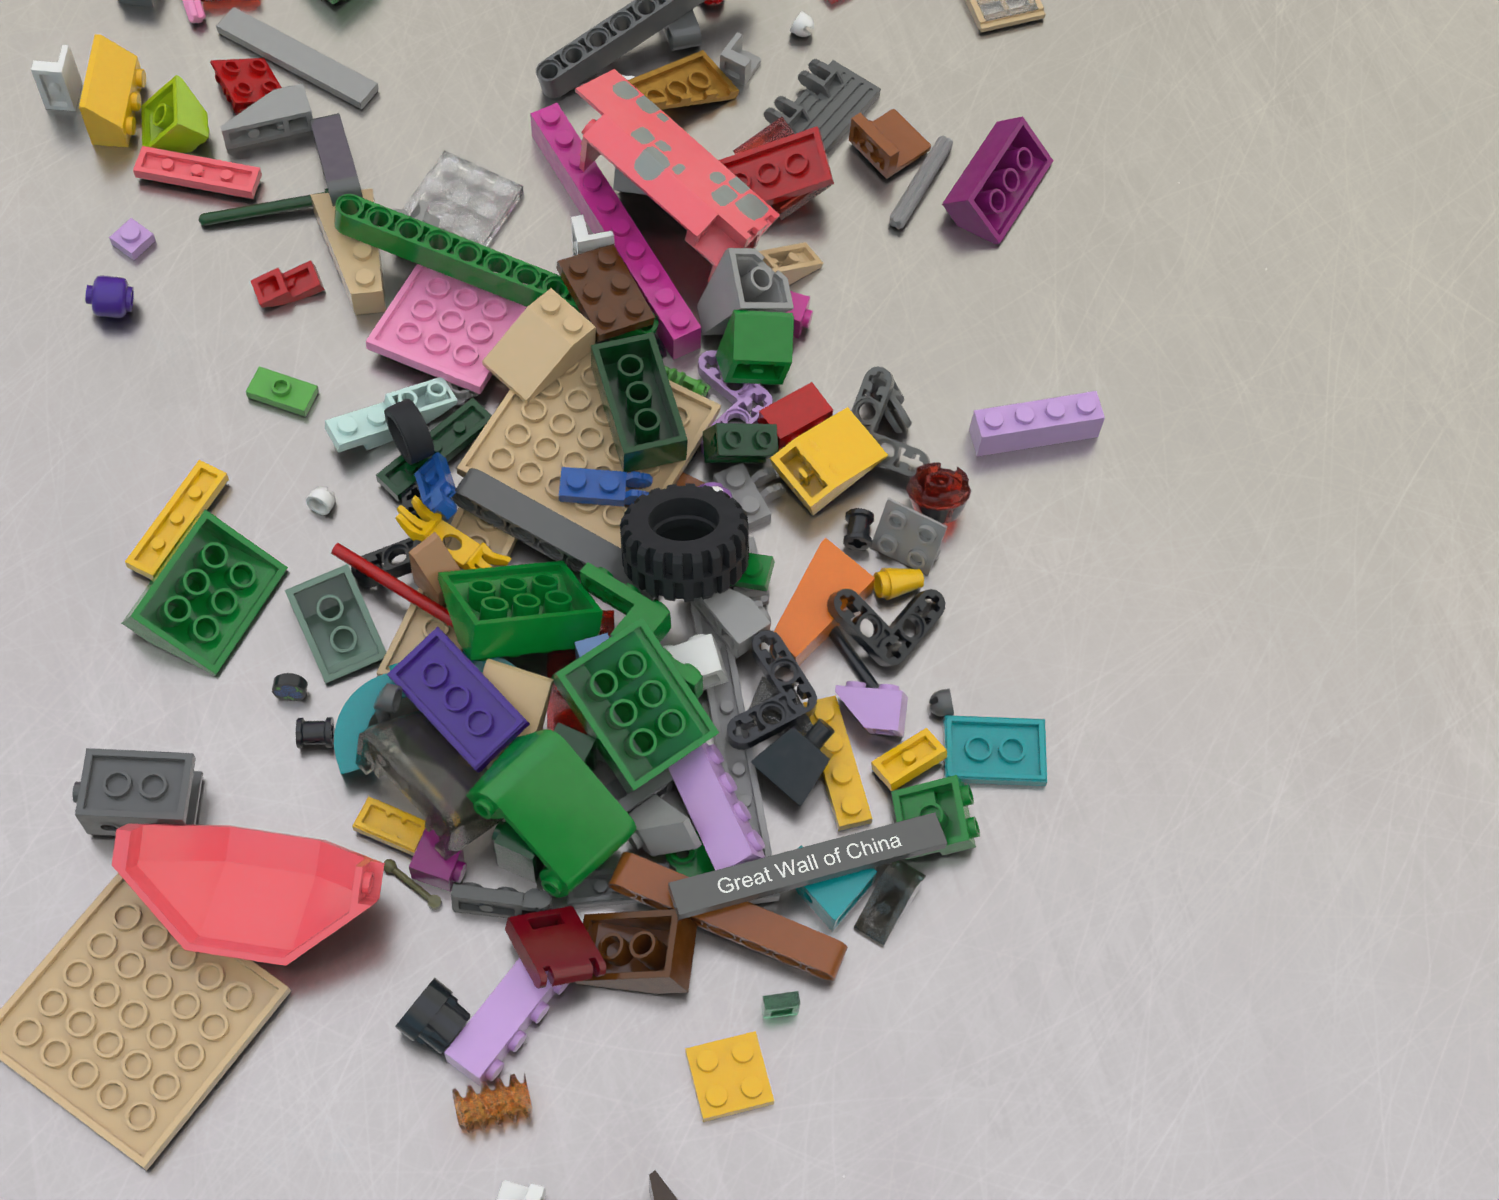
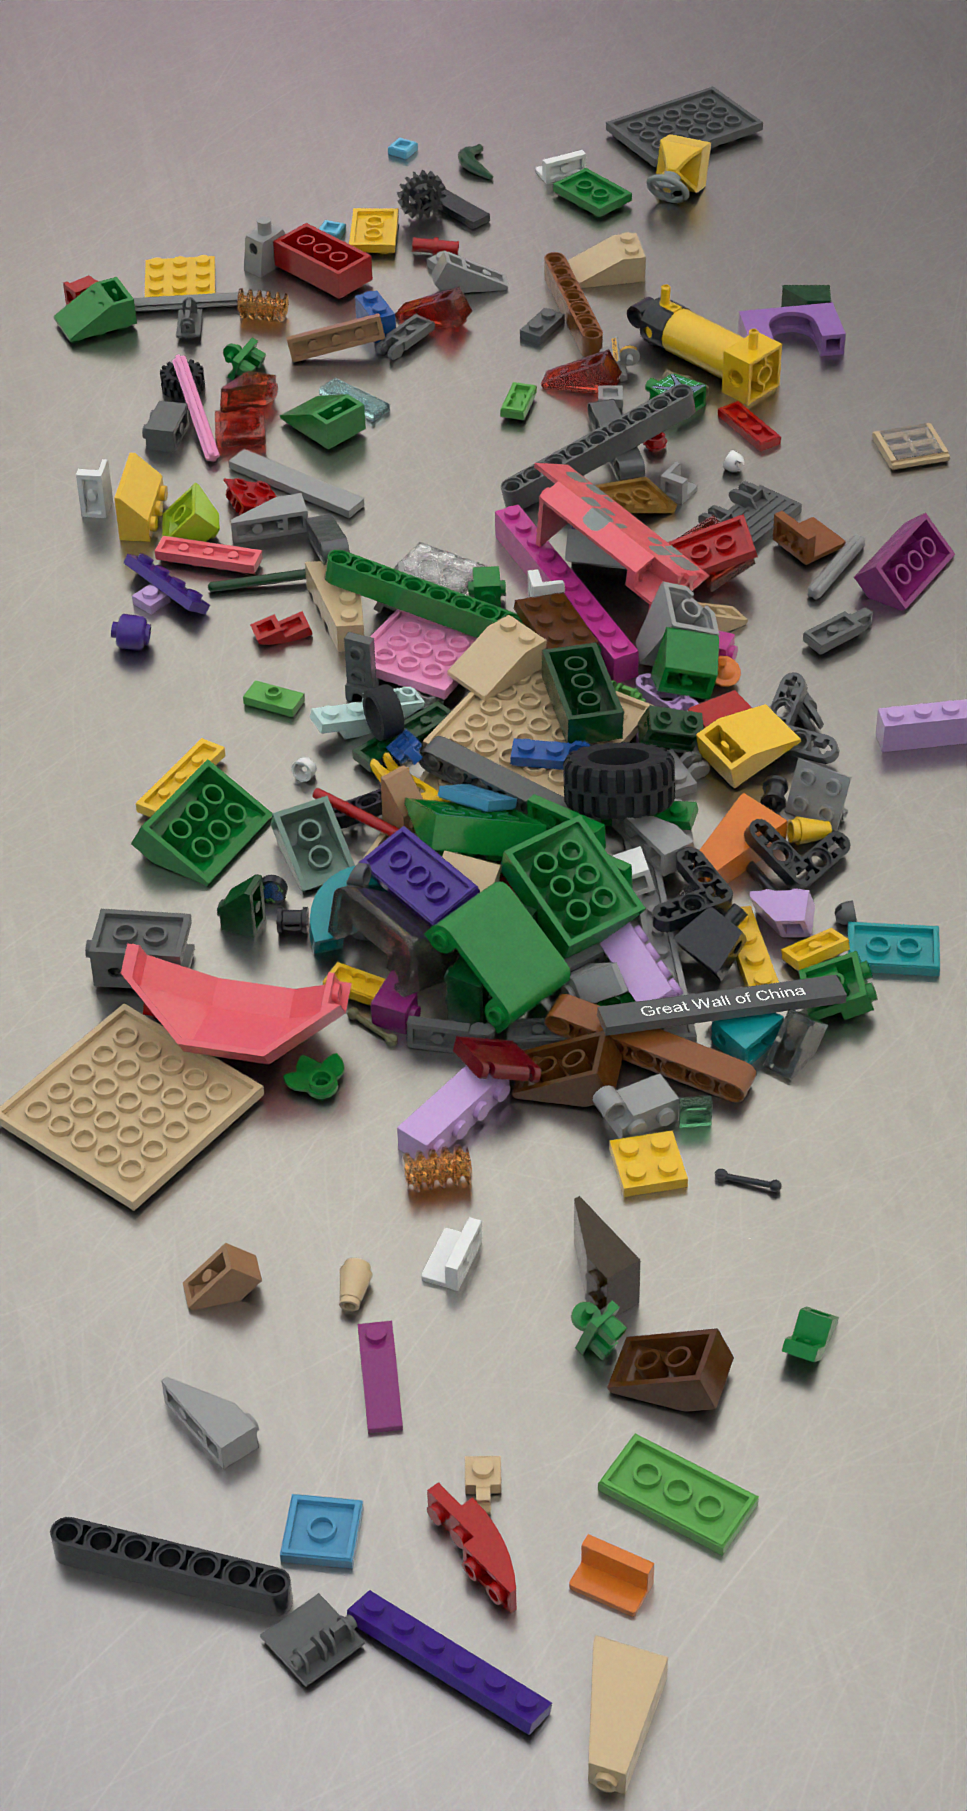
camera: 10 degrees right, 20 degrees down
(149, 219) = (169, 585): none -> dark purple plate
(256, 722) = (243, 908): none -> dark green slope
(348, 958) = (316, 1077): none -> green plate
(380, 361) = (359, 664): none -> dark grey plate
(434, 1017) = (386, 1104): black piece -> none
(522, 560) = (477, 797): none -> dark azure tile
(524, 221) = (487, 585): none -> green brick
(716, 1002) = (638, 1106): none -> light grey hinge
(803, 346) = (728, 672): none -> orange hat
(811, 1089) = (722, 1175): none -> black hinge
(924, 280) = (837, 630): none -> dark grey hinge
(939, 492) = (848, 762): clear red cone -> none

